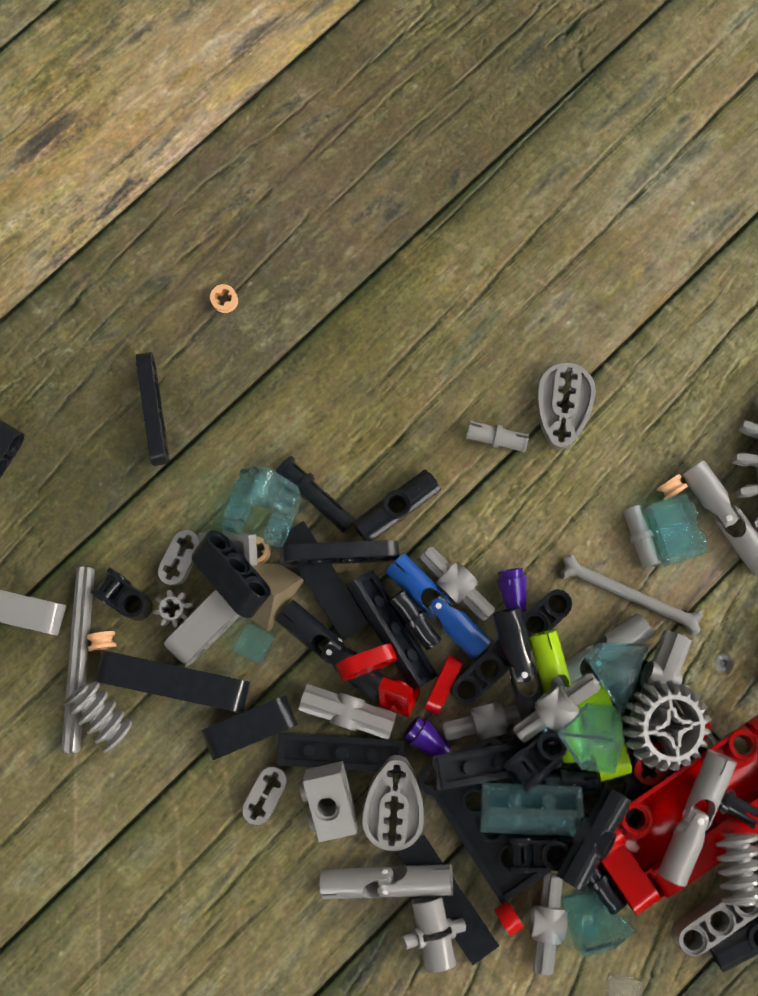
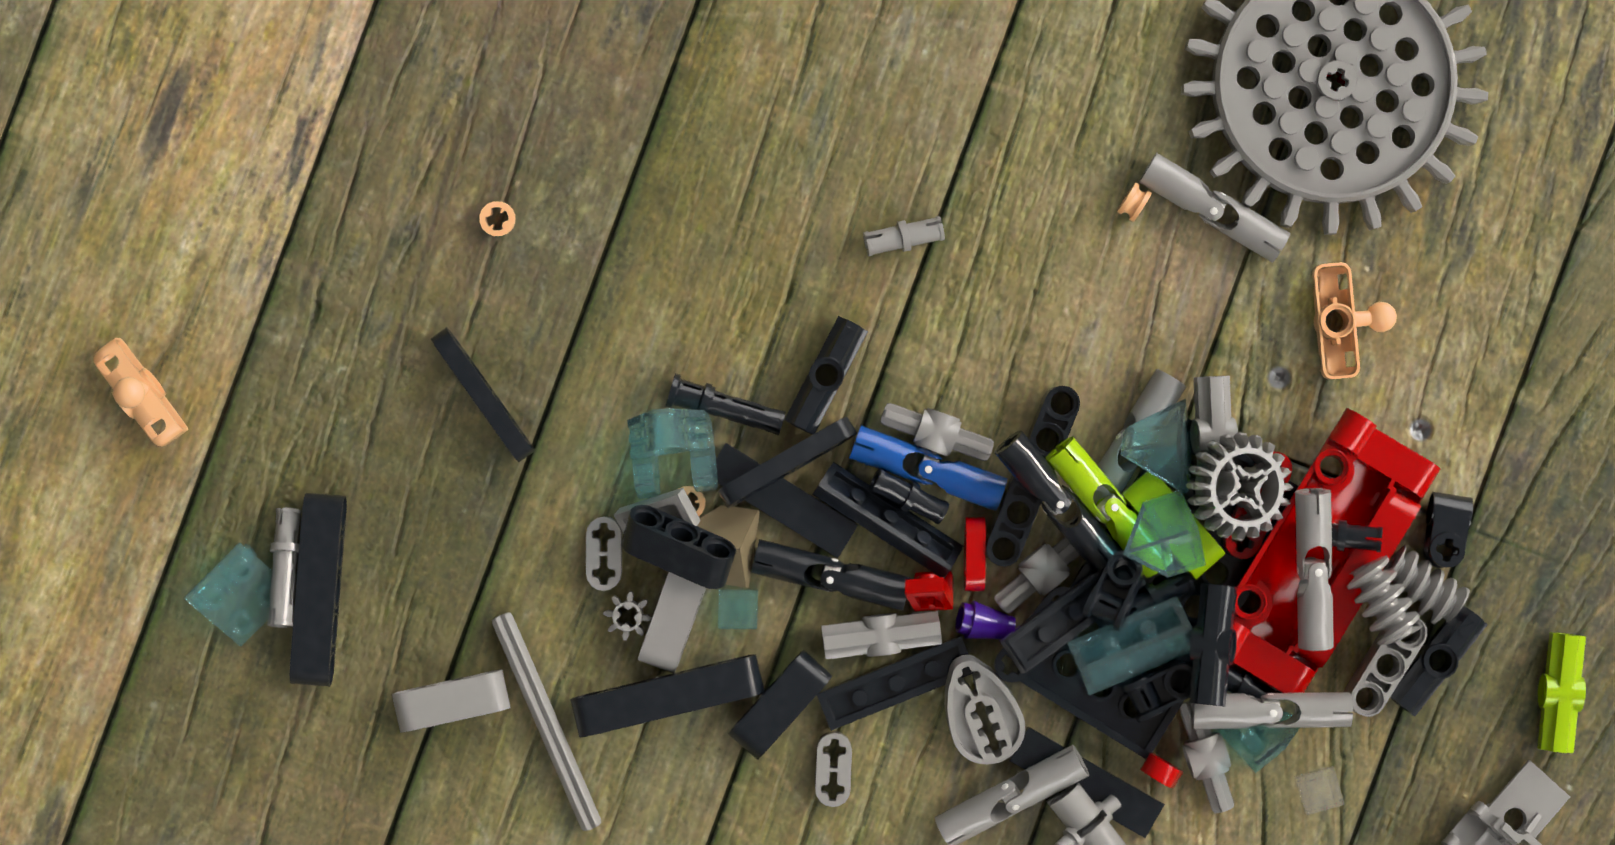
camera: 30 degrees left, 10 degrees up
(99, 715) = (607, 769): light grey piece -> none
(101, 640) = (564, 689): light nougat bush -> none
(119, 592) = (558, 627): black piece -> none
(332, 783) = (901, 721): light grey brick -> none
(366, 662) = (878, 572): red beam -> none
(513, 587) = (1004, 407): dark purple cone -> none
(557, 707) = (1111, 524): light grey axle -> none
(581, 402) = (985, 147): light grey piece -> none
(594, 903) = (1245, 711): none -> light grey piece
(641, 537) = (1124, 277): light grey pin -> none
(676, 530) = (1160, 251): clear light blue brick -> none
(689, 620) = (1218, 348): light grey piece -> none

